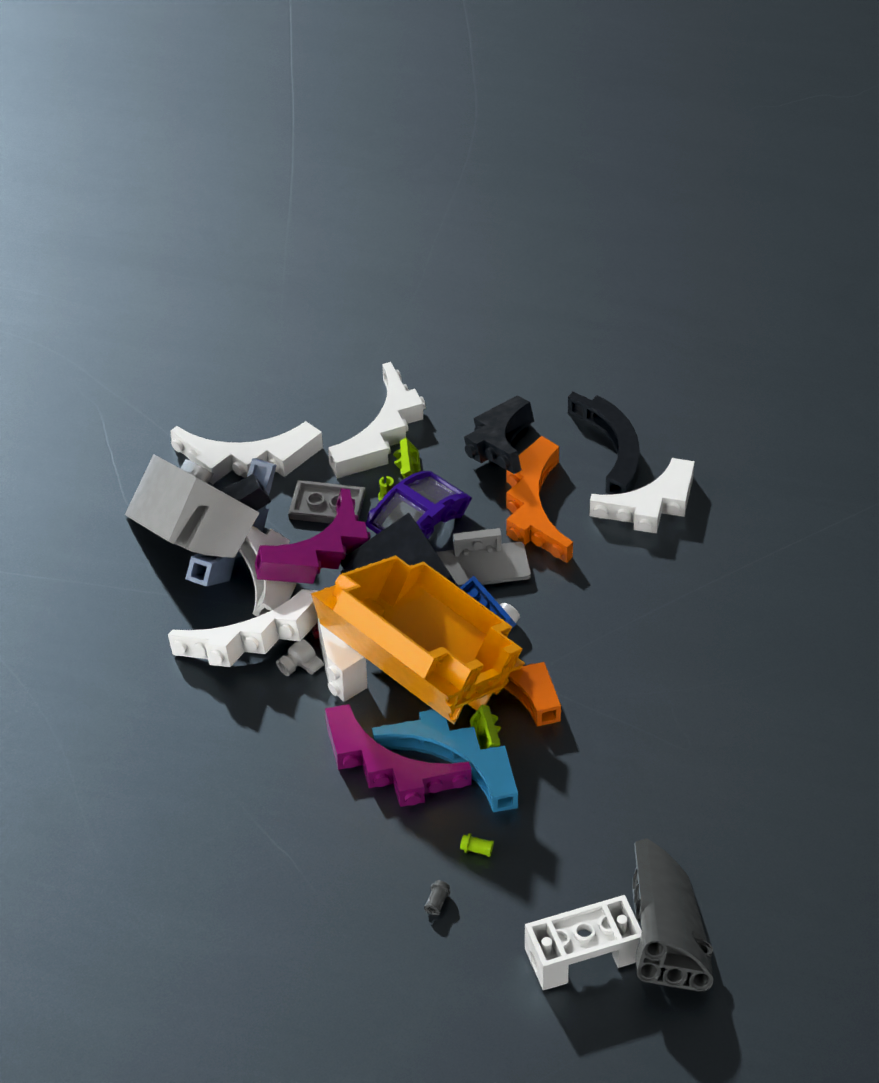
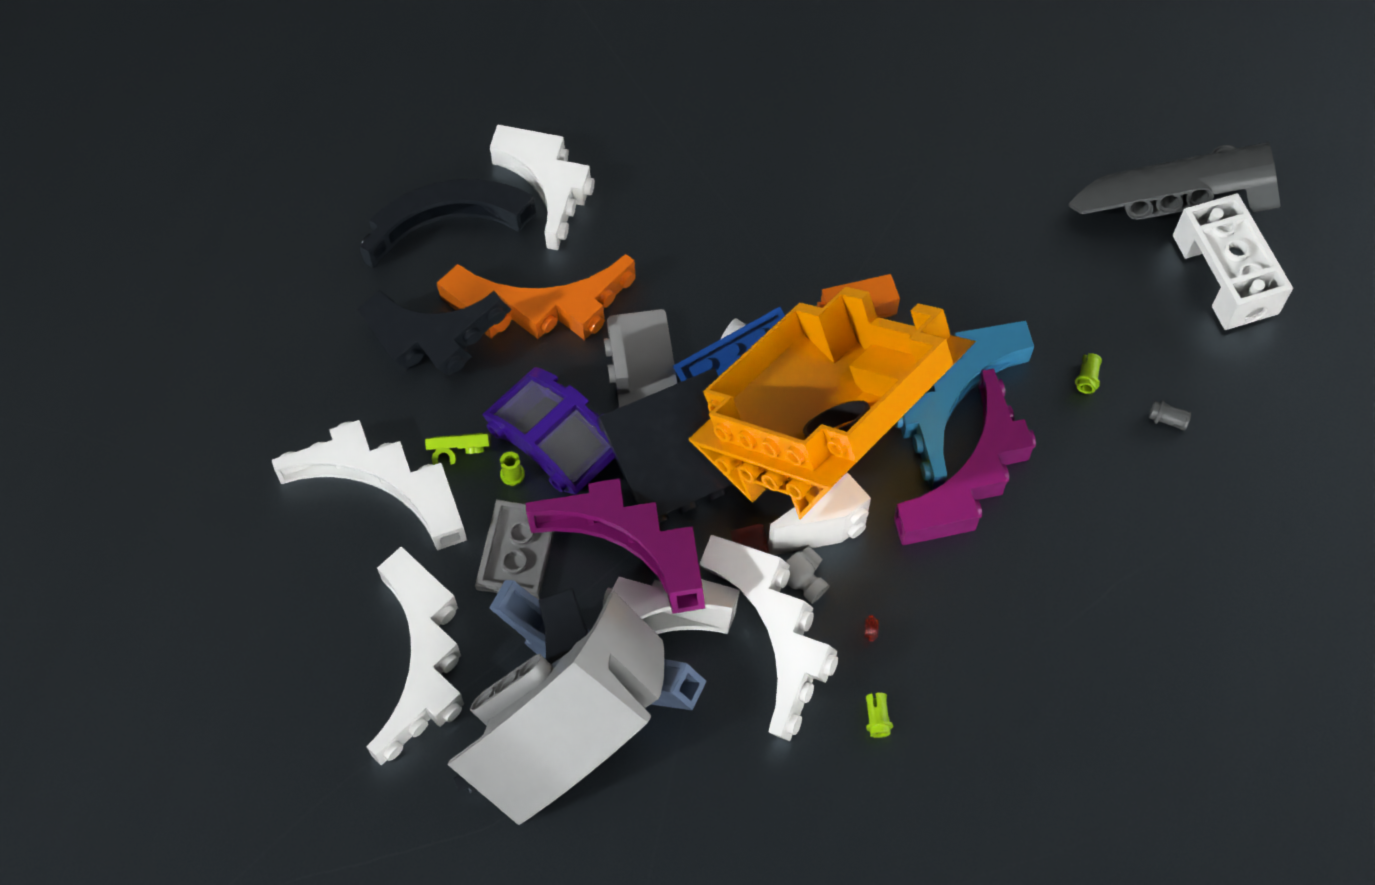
camera: 90 degrees left, 15 degrees up
(185, 701) = (879, 723): none -> lime pin
(255, 698) = (871, 628): none -> clear red piece

